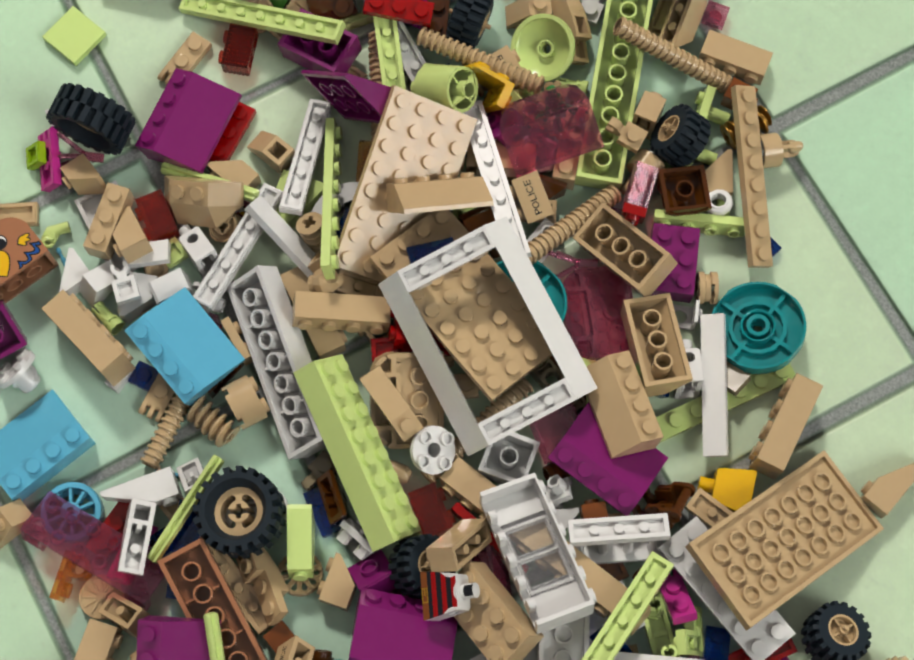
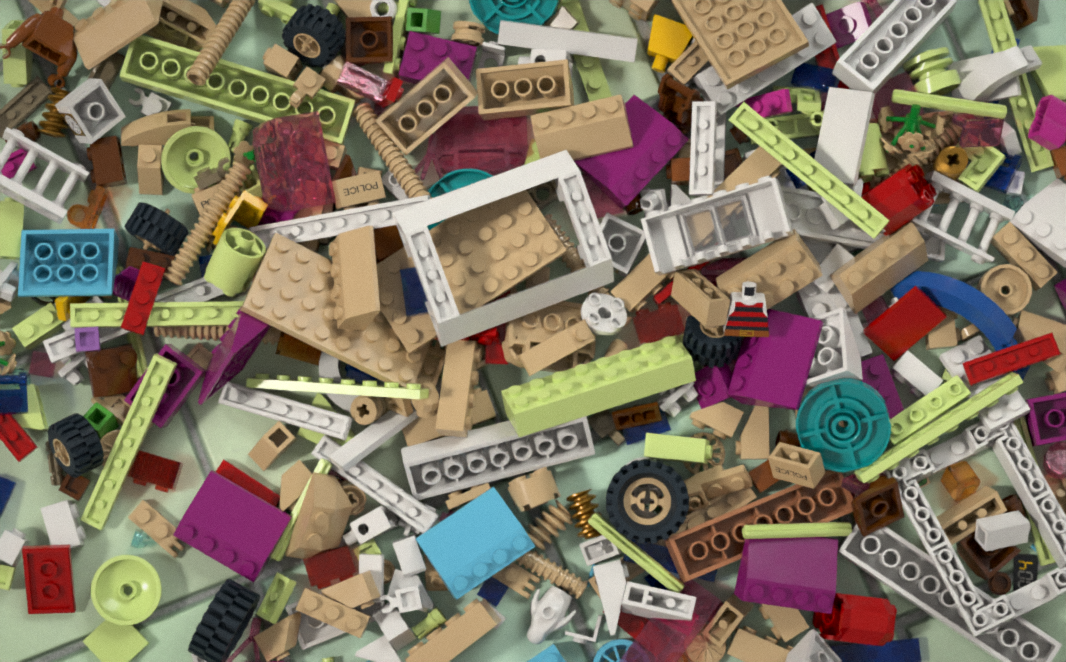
camera: 80 degrees left, 10 degrees up
(100, 470) = (582, 638): none -> white bracket
(118, 23) = (109, 590): none -> yellowish green dish
(123, 171) = (276, 598): none -> yellowish green plate
(123, 432) = (548, 614): none -> white animal
(172, 42) = (137, 539): none -> clear light blue hinge
(231, 456) = (585, 510): none -> pearl gold piece
(322, 625) = (754, 438): none -> tan slope
(527, 59) = (209, 176): none -> dark tan plate
(713, 242) = (423, 20): none -> bright green brick

